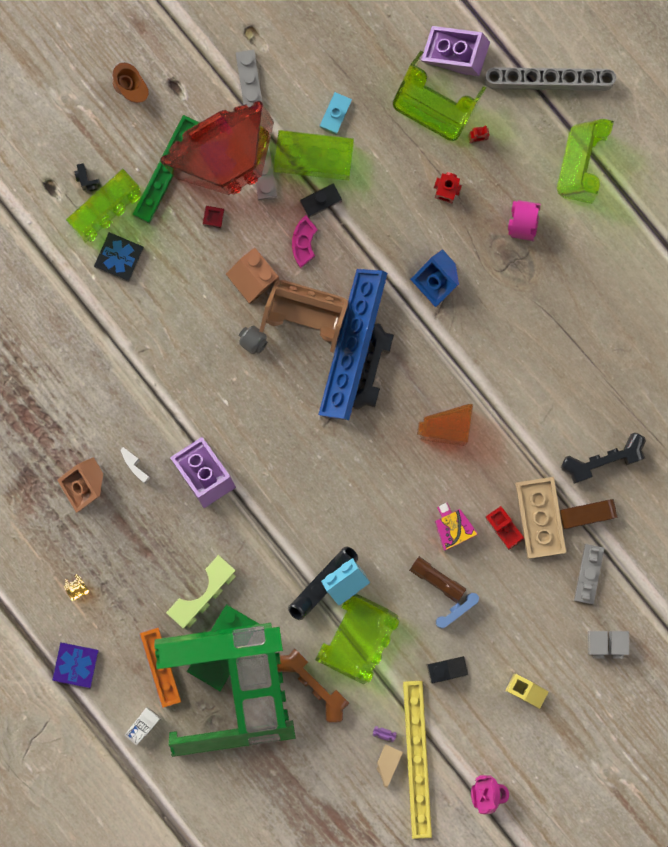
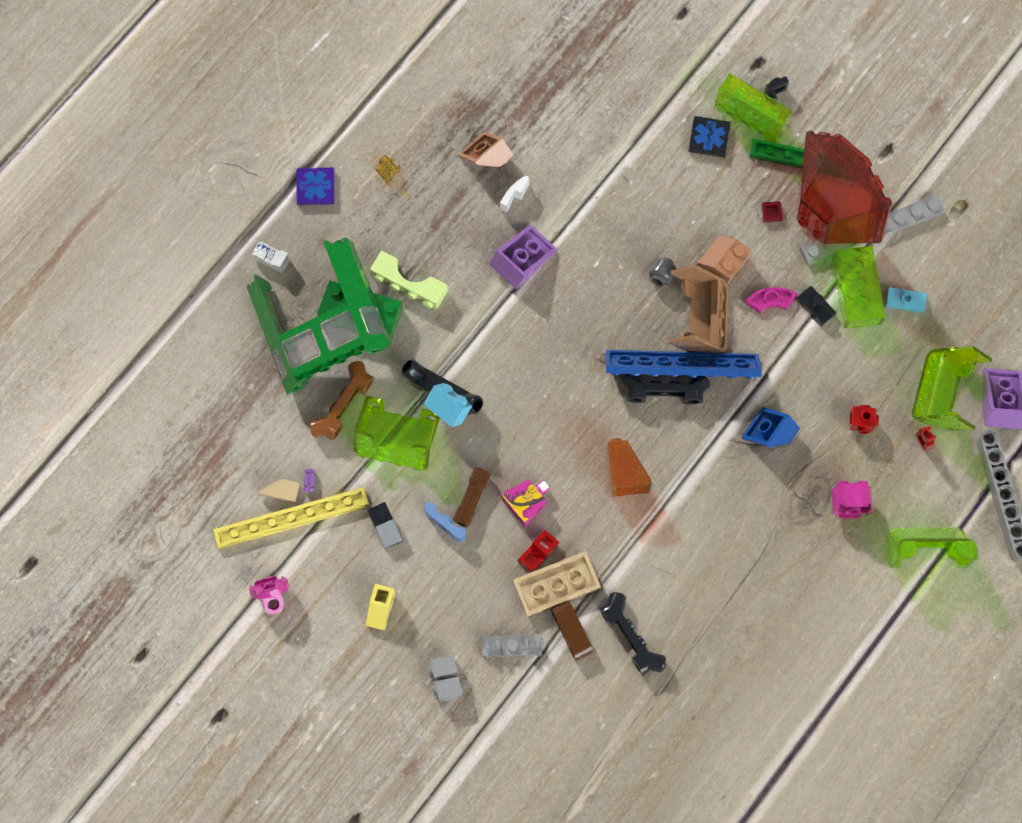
camera: 85 degrees right, 10 degrees down
(129, 83) = (878, 105): dark orange piece -> none
(163, 677) = (321, 264): orange plate -> none

